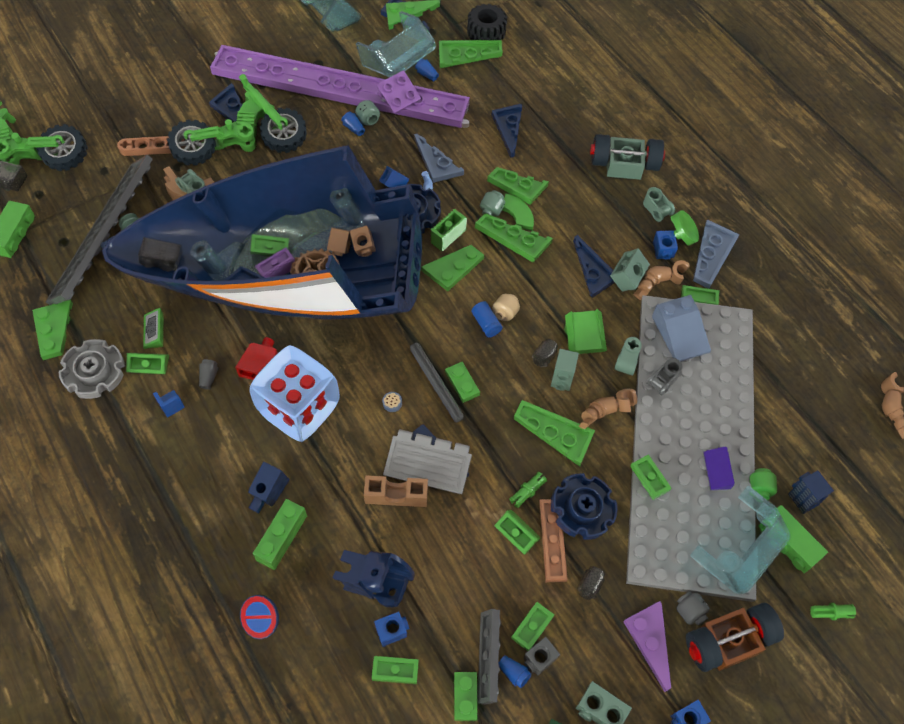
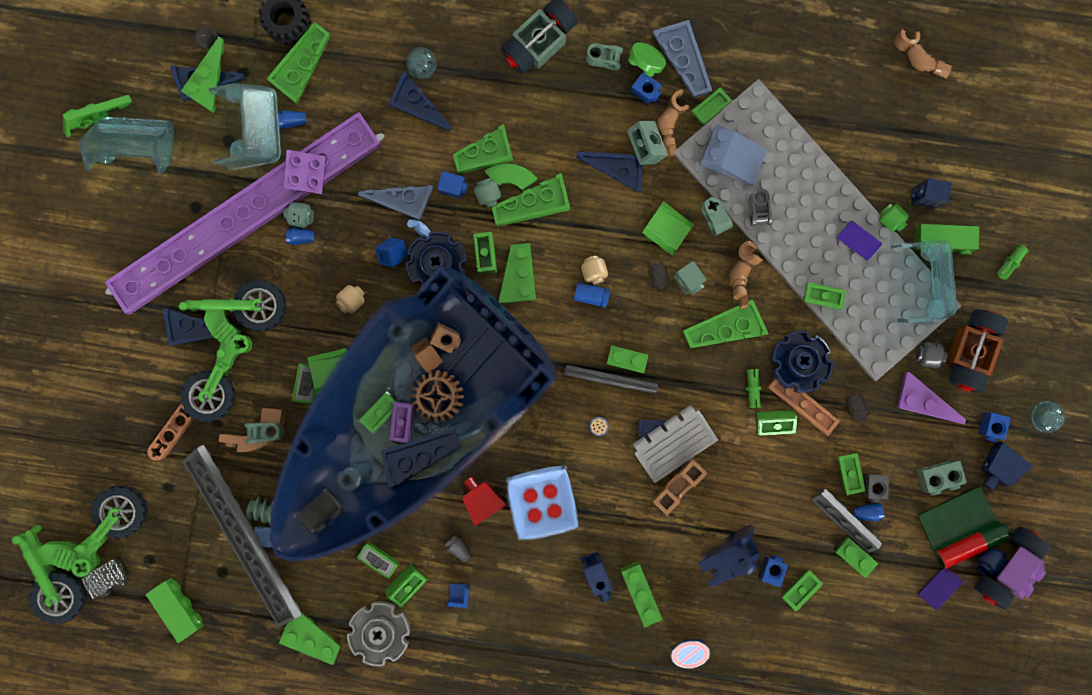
camera: 40 degrees left, 25 degrees up
(475, 181) = (452, 185): none -> blue brick
(536, 107) = (420, 62): none -> clear light blue helmet

